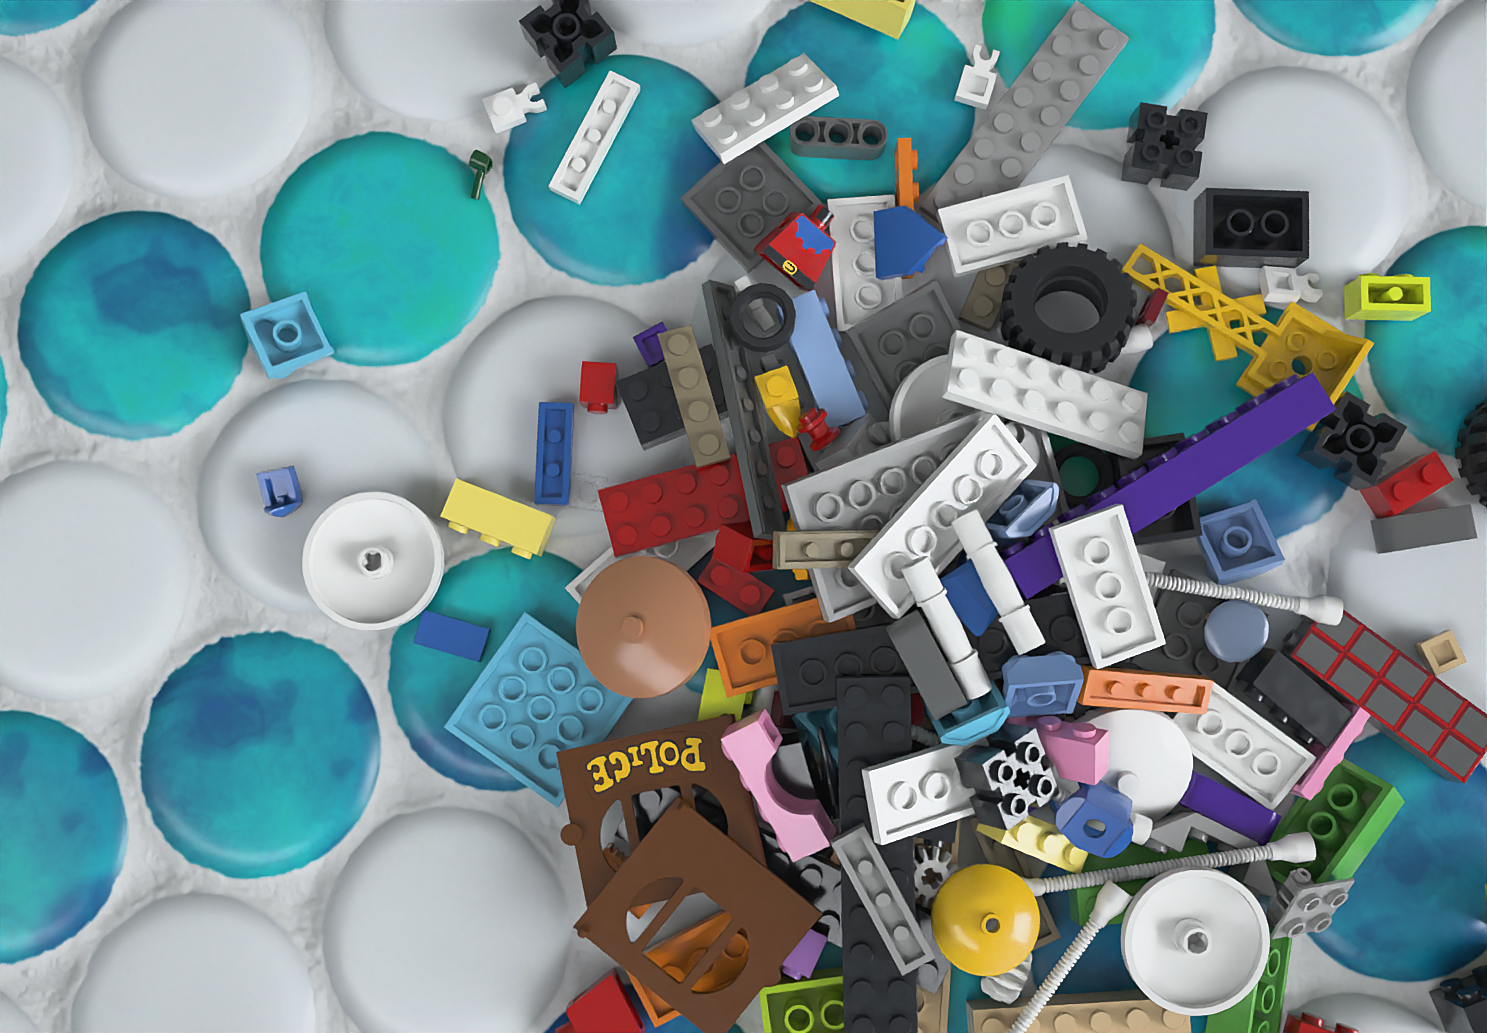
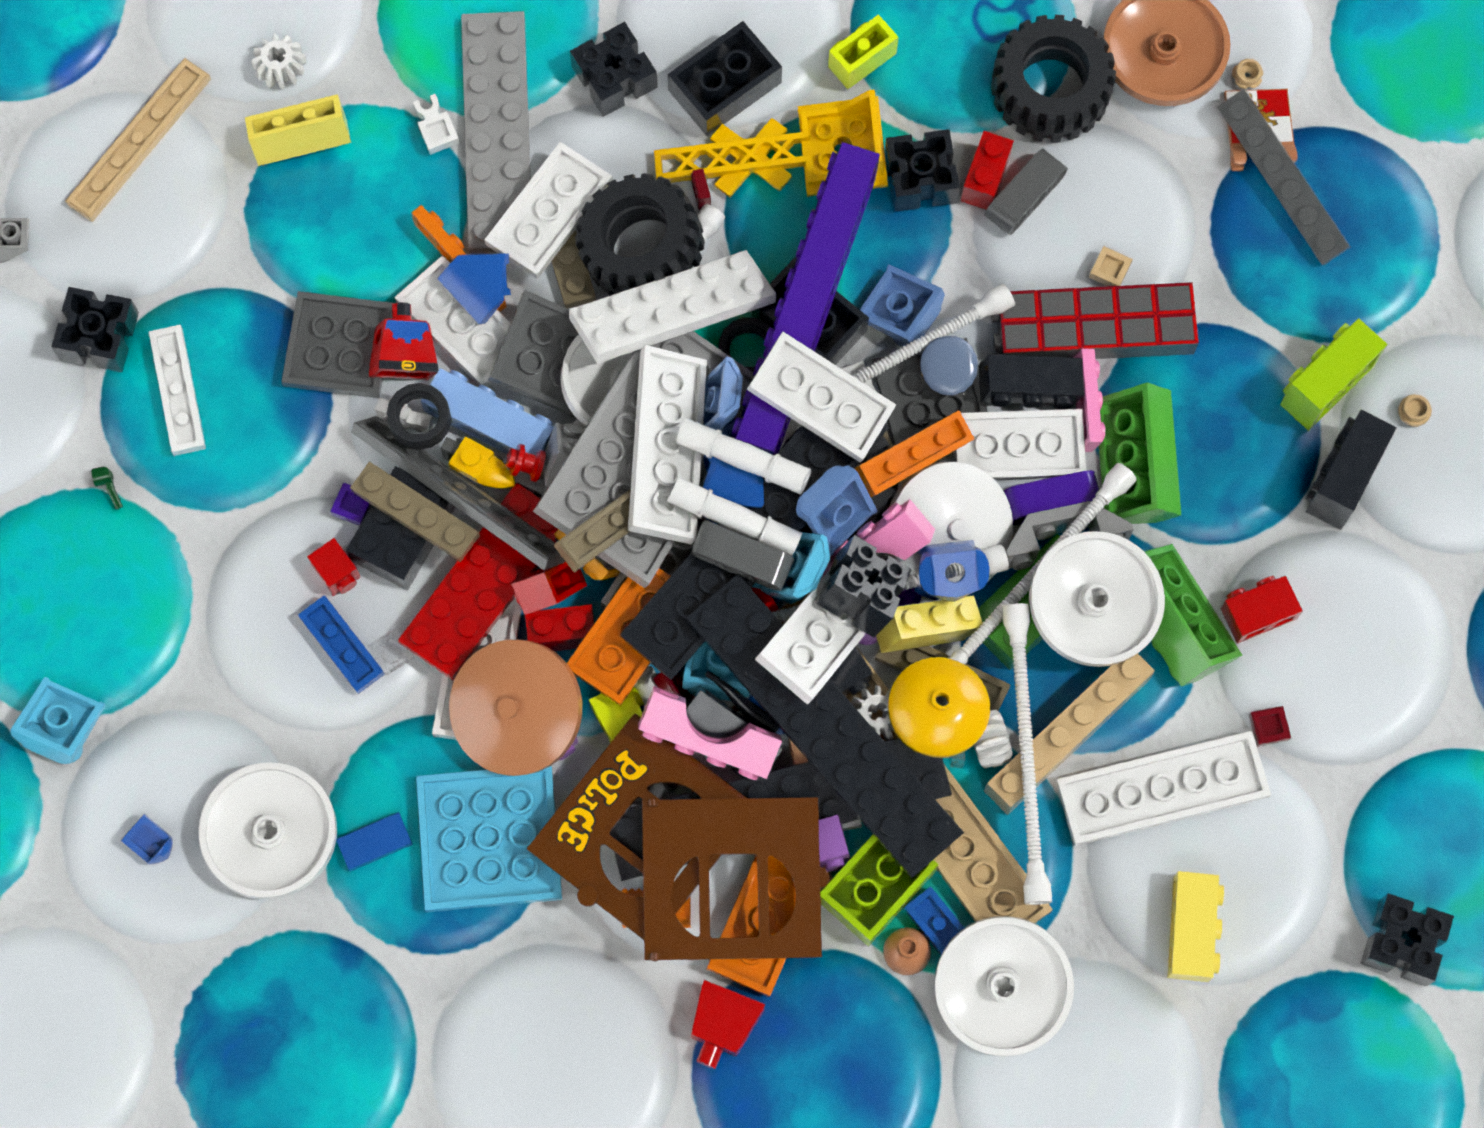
camera: 40 degrees left, 10 degrees down
(497, 519) = (338, 725): light yellow brick -> none
(508, 109) = (91, 421): white plate -> none
(764, 108) = (291, 268): white plate -> none
(853, 131) = (360, 262): dark grey beam -> none
(882, 899) = (848, 742): light grey plate -> none
(1284, 285) = (784, 98): white plate -> none
(1305, 905) = (1159, 513): light grey hinge -> none

